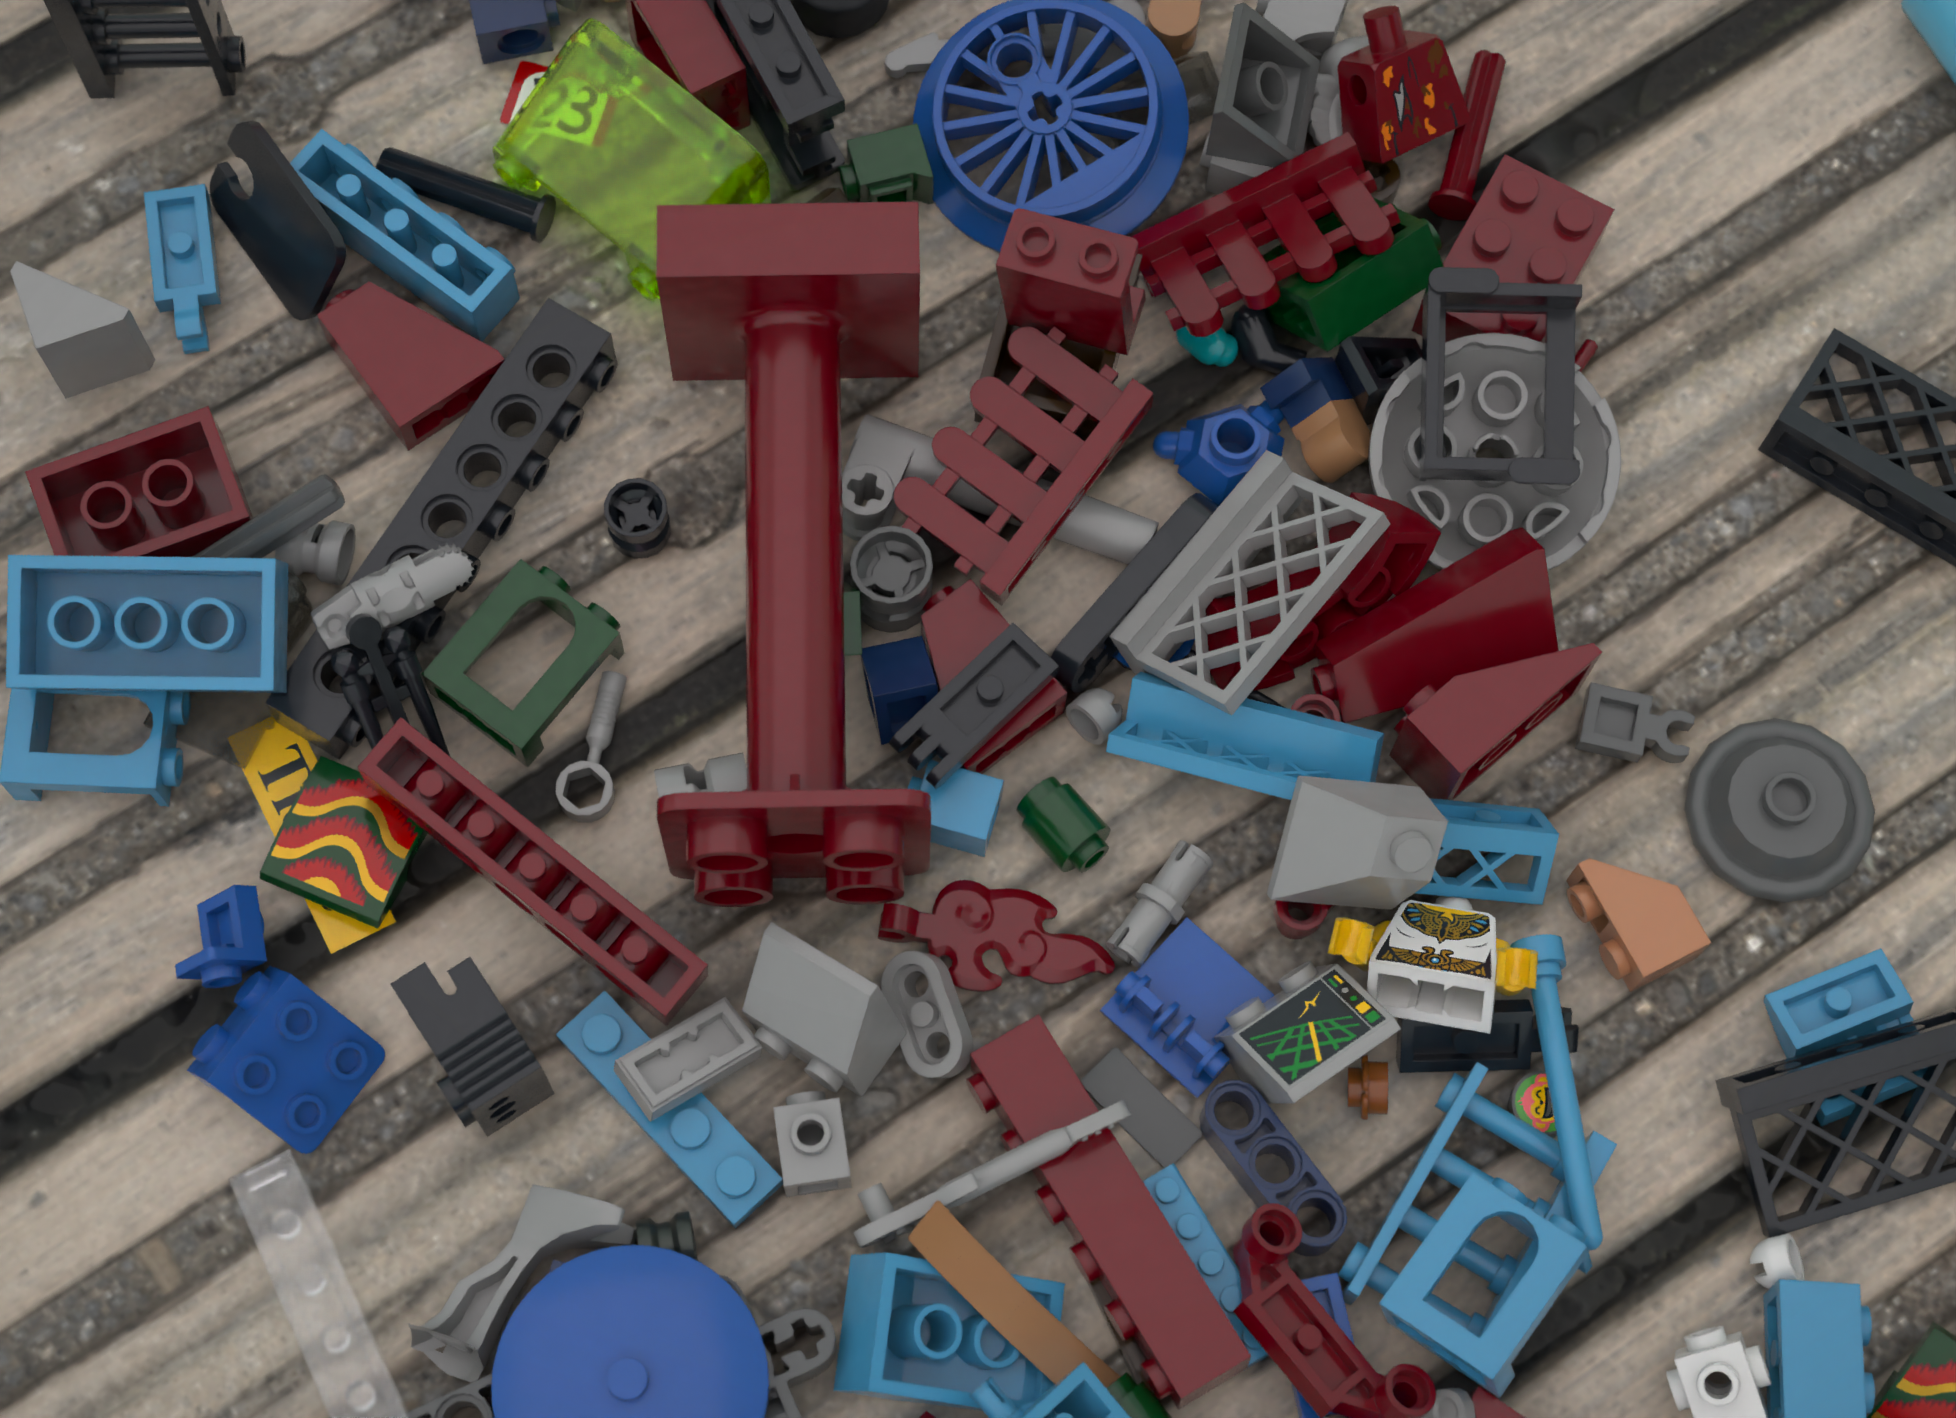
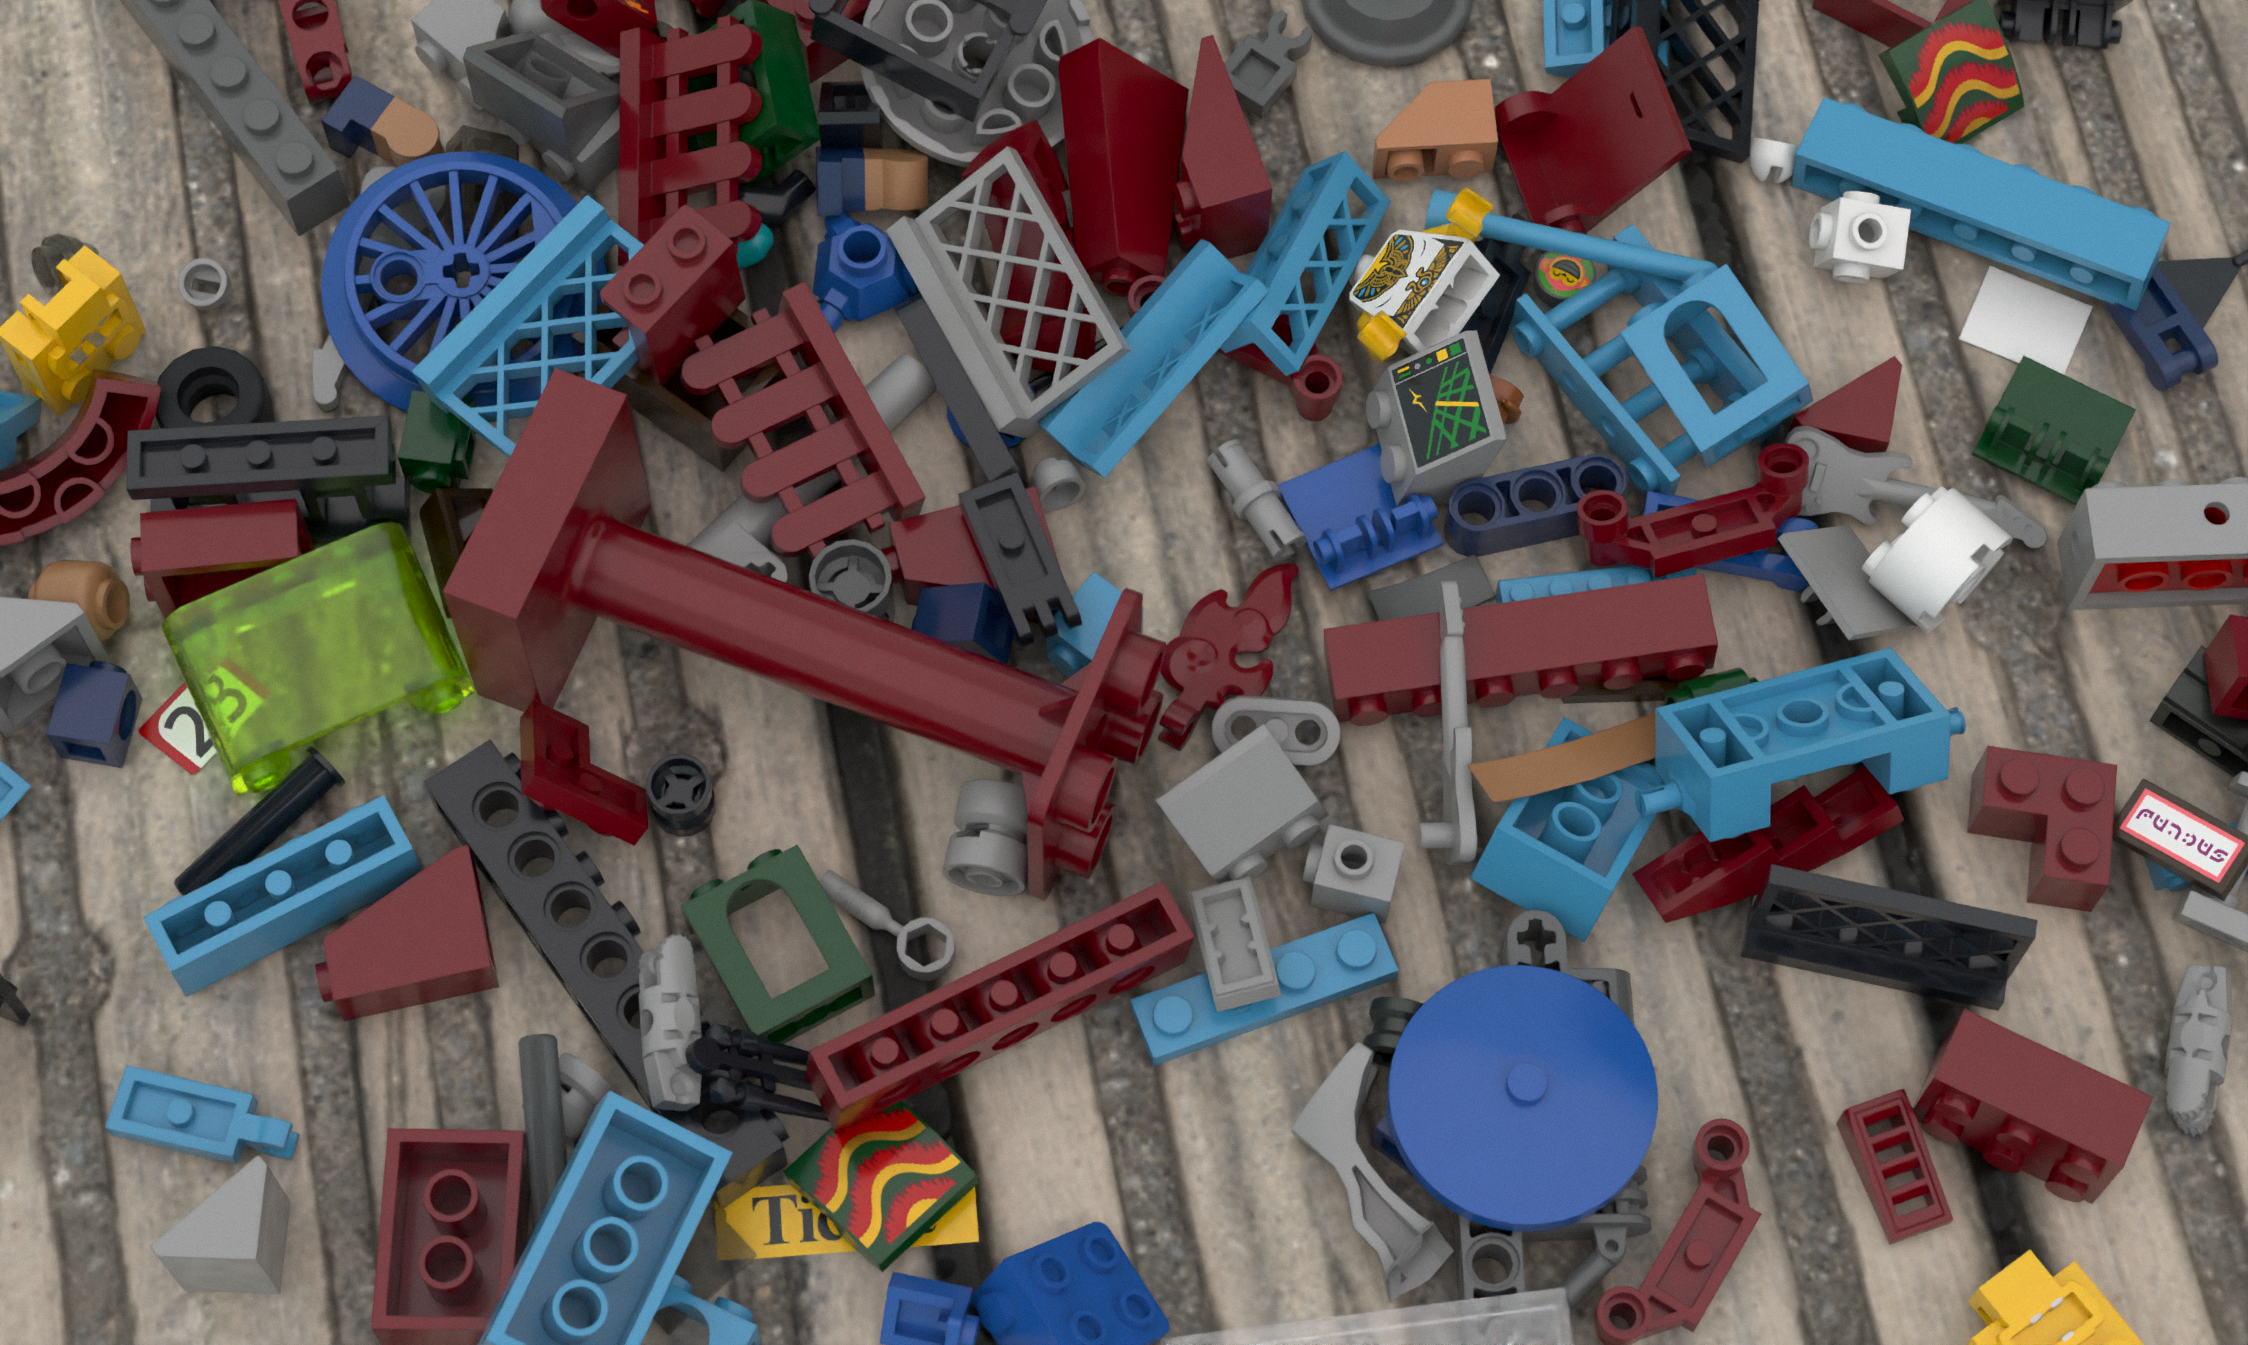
camera: 65 degrees left, 5 degrees down
(279, 223) = (219, 1002): black piece -> none
(486, 1059) = (1143, 1121): black piece -> none
(597, 414) = (561, 778): none -> dark red plate
(1020, 170) = (515, 312): none -> dark azure fence
(1064, 825) = (1150, 547): dark green brick -> none
(1356, 844) = (1298, 293): light grey slope -> none
(1687, 1065) = (1592, 138): none -> dark red door

